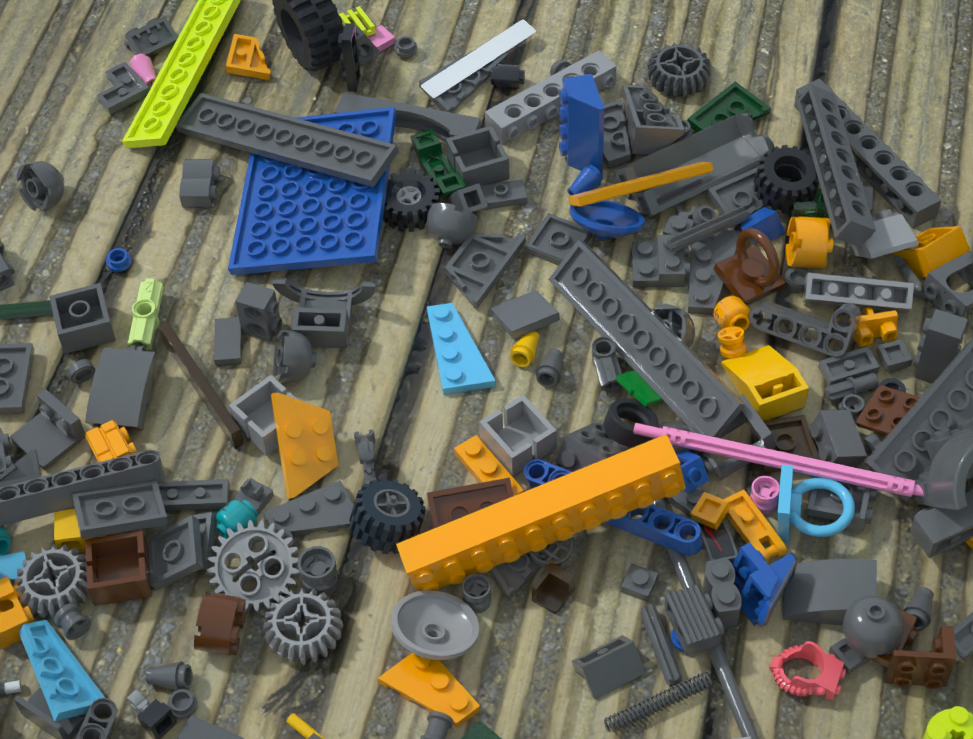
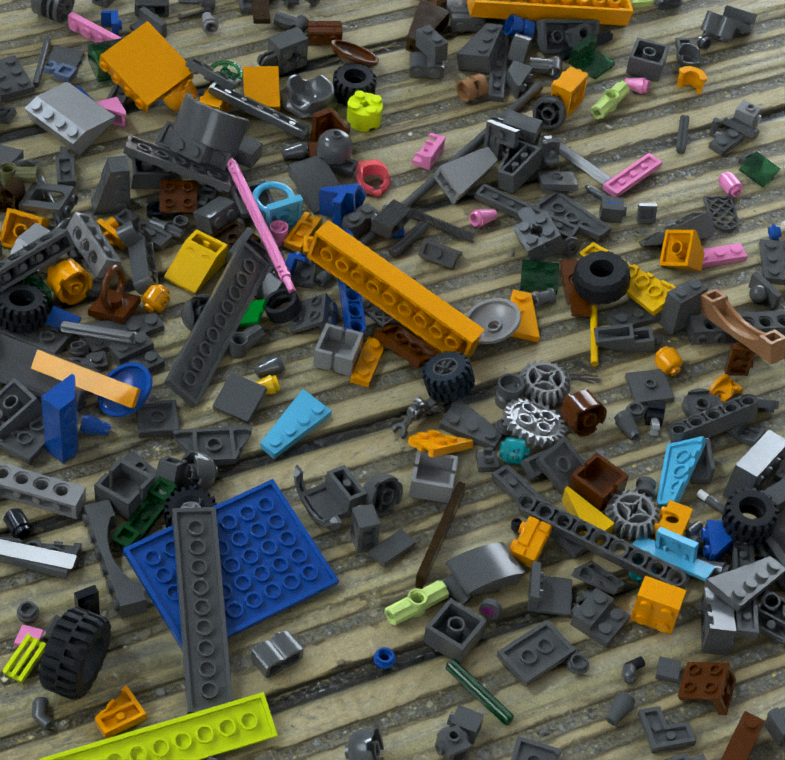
camera: 135 degrees left, 5 degrees down
(119, 509) = (571, 494): dark grey plate -> none
(732, 342) = (179, 284): light orange wheel -> none

